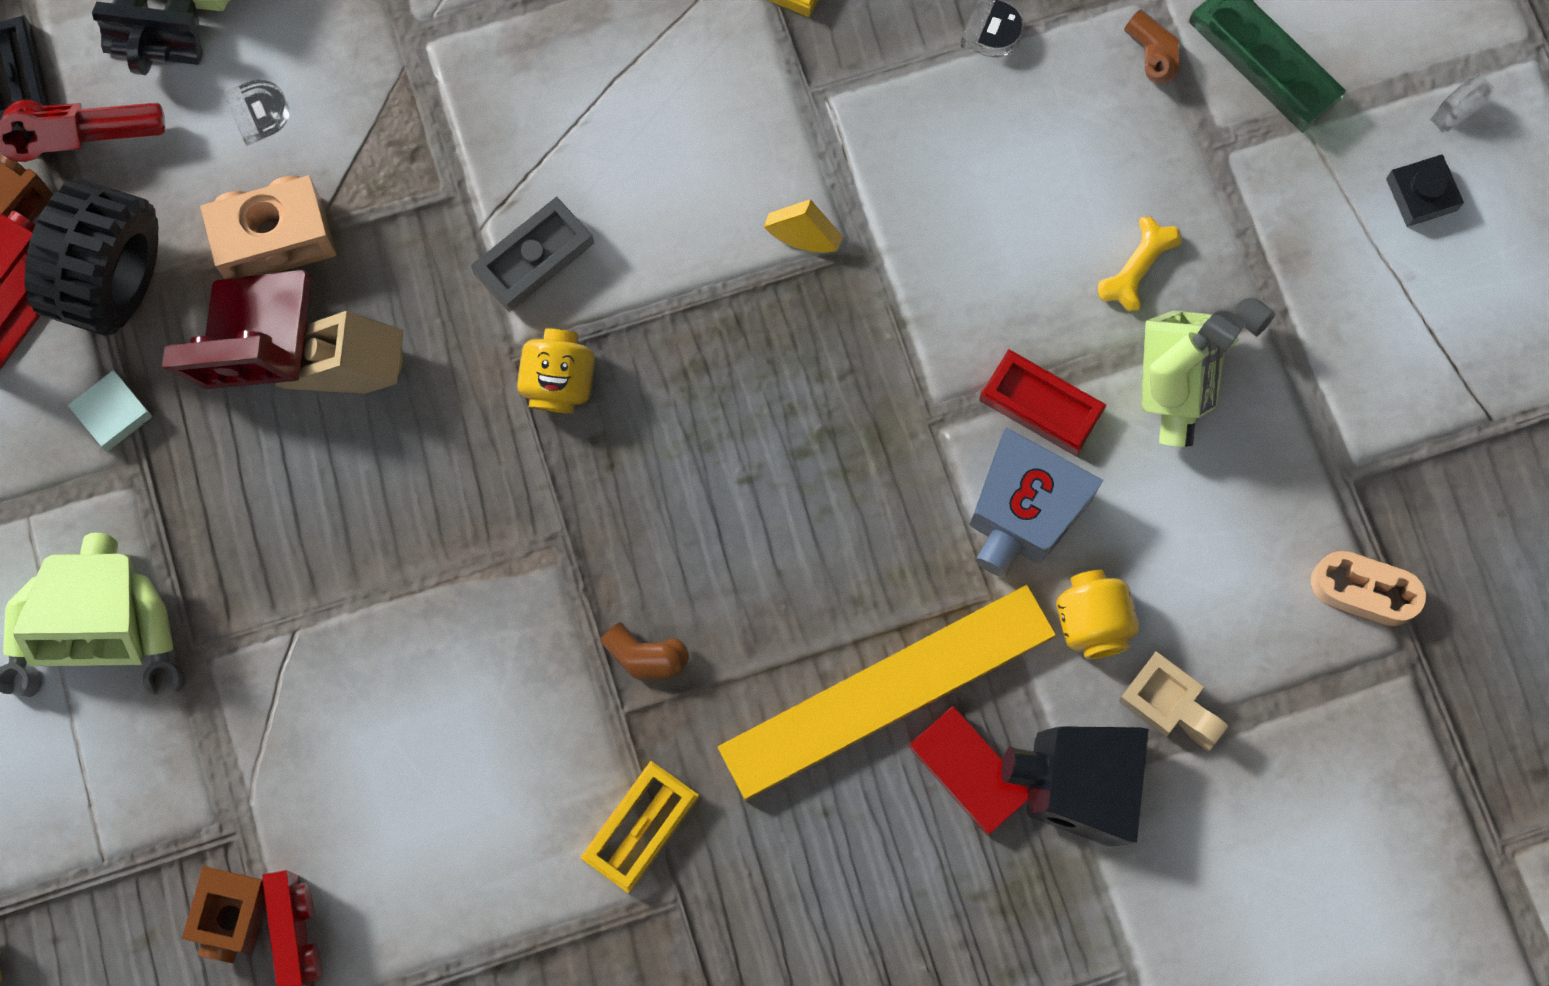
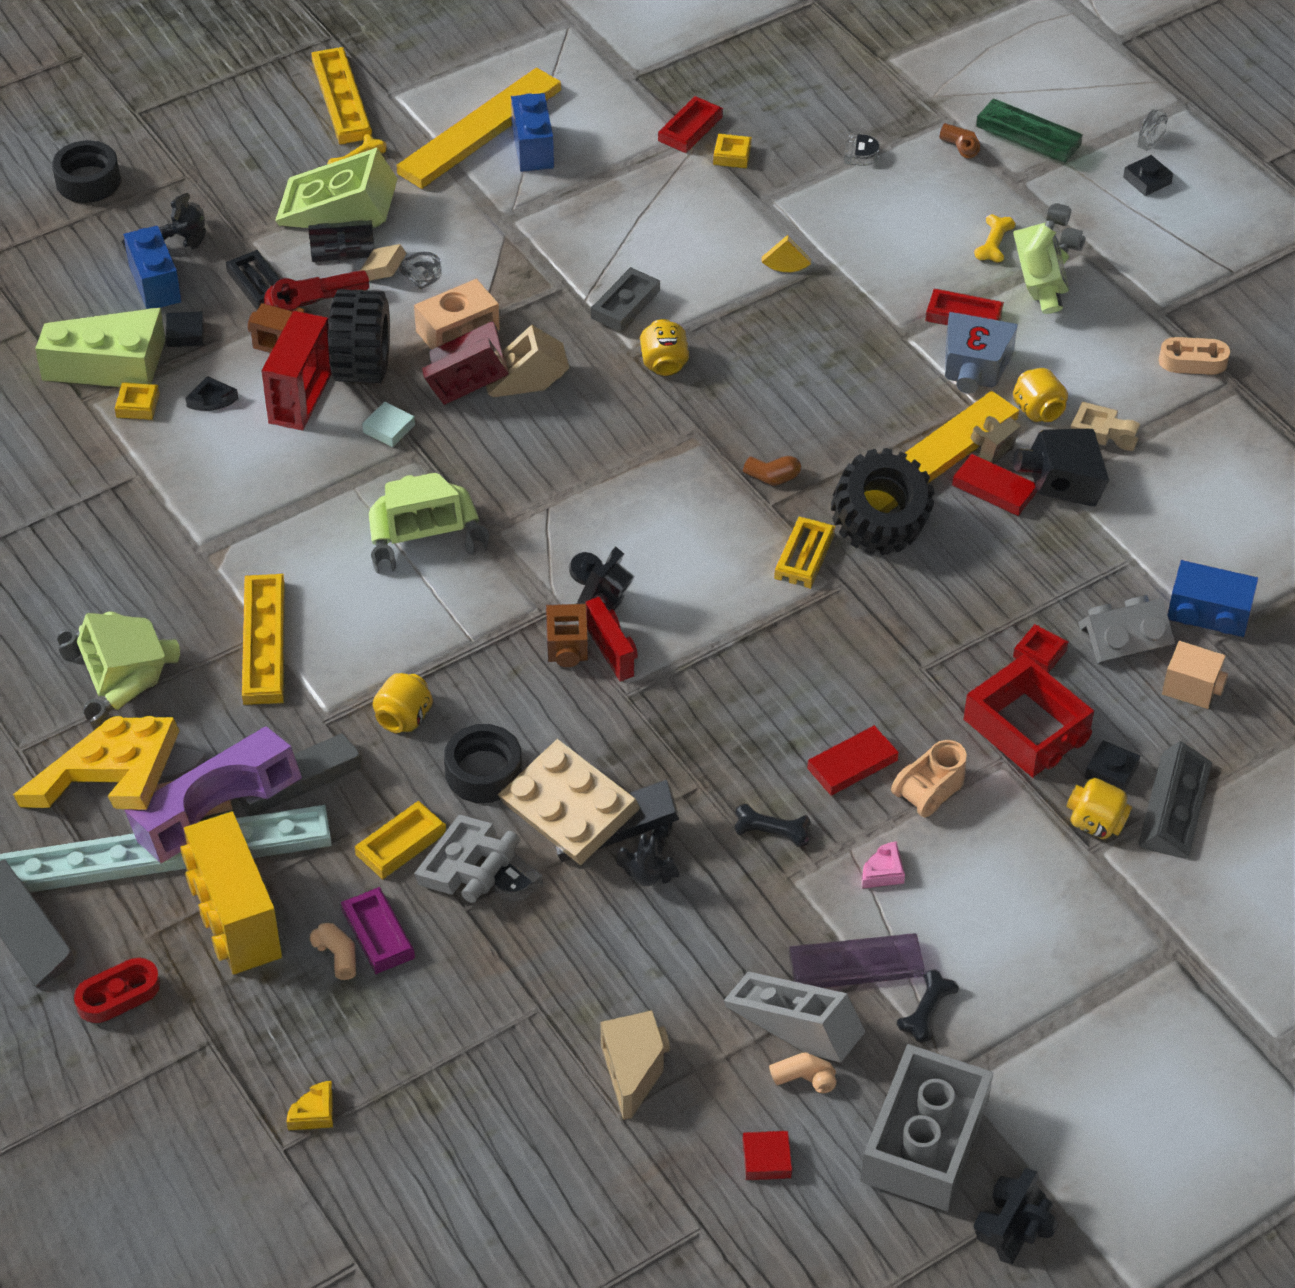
camera: 15 degrees left, 25 degrees down
(197, 89) = (384, 261): none -> tan tile
(298, 830) = (601, 580): none -> black hips
(783, 841) = (893, 476): none -> black tyre
(1000, 694) = (997, 440): none -> dark tan tile

